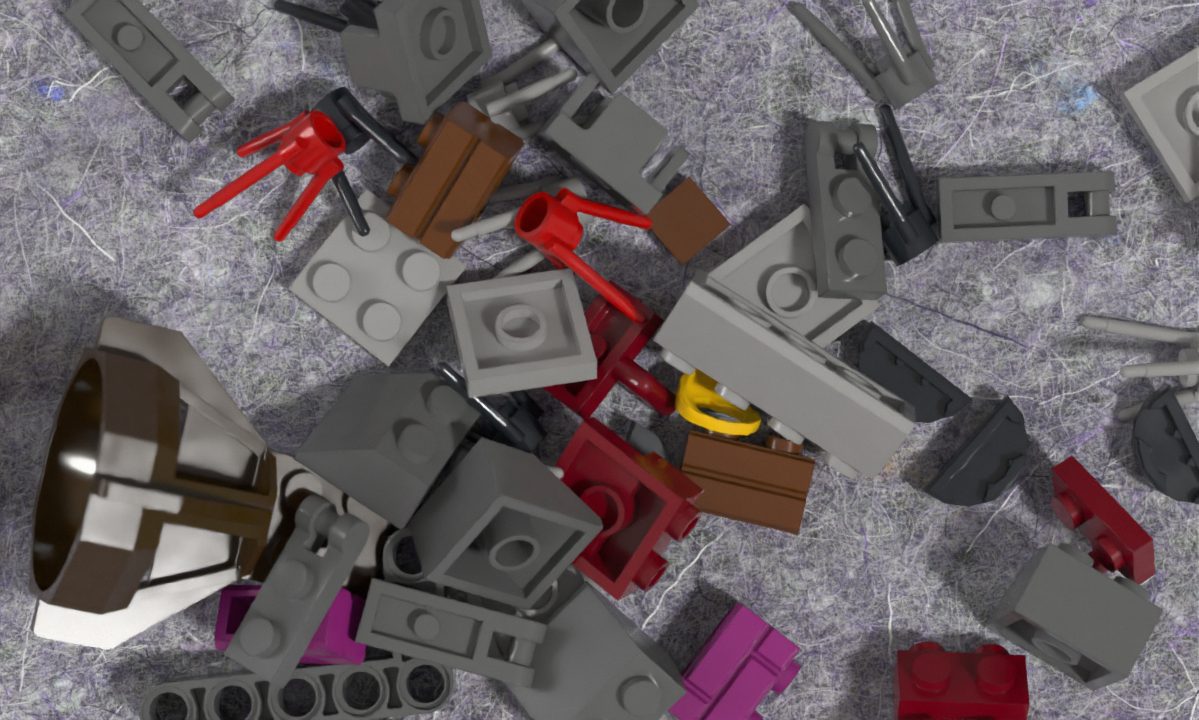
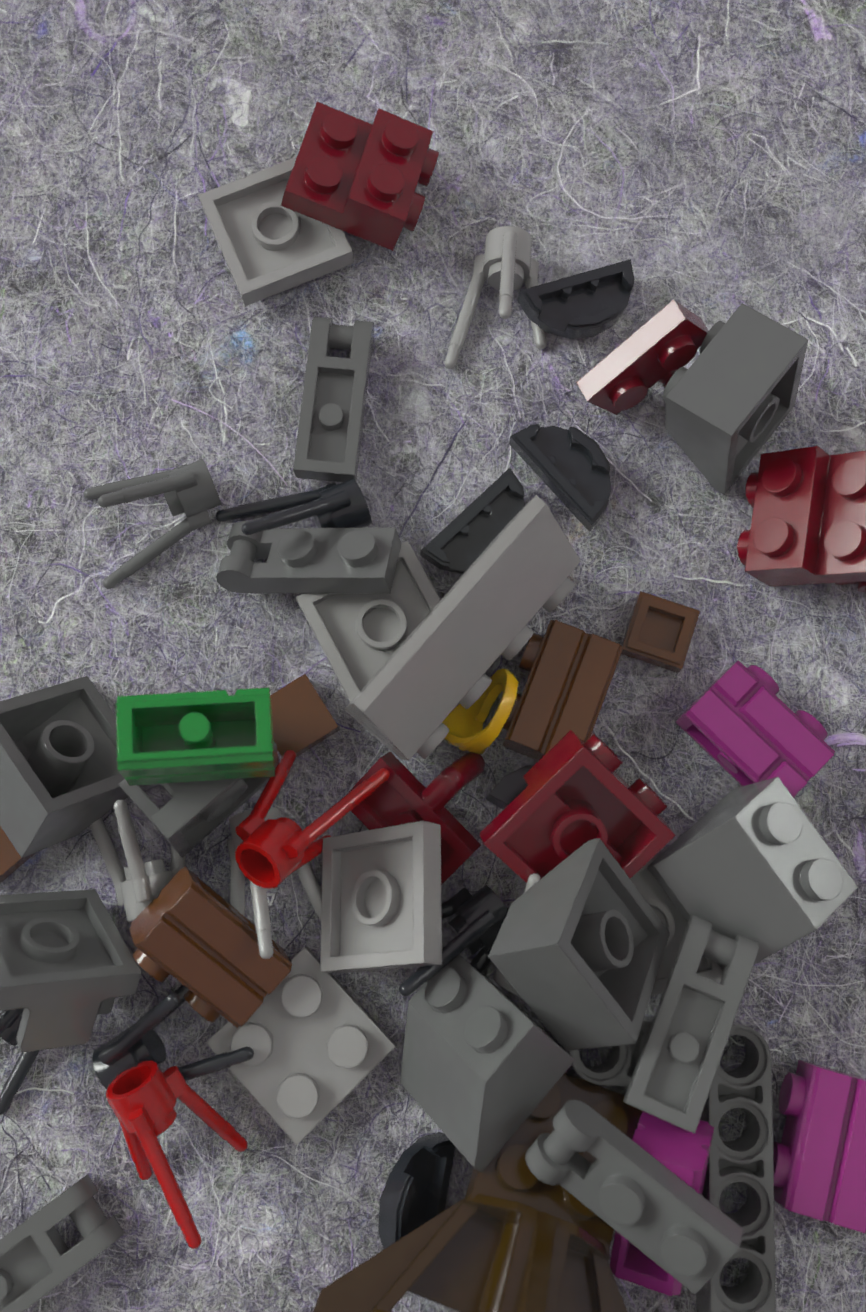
camera: 80 degrees left, 10 degrees down
(270, 403) = (416, 1187): none -> black plate
(637, 147) = (195, 736): none -> green brick
(826, 573) = (659, 632): none -> reddish brown tile

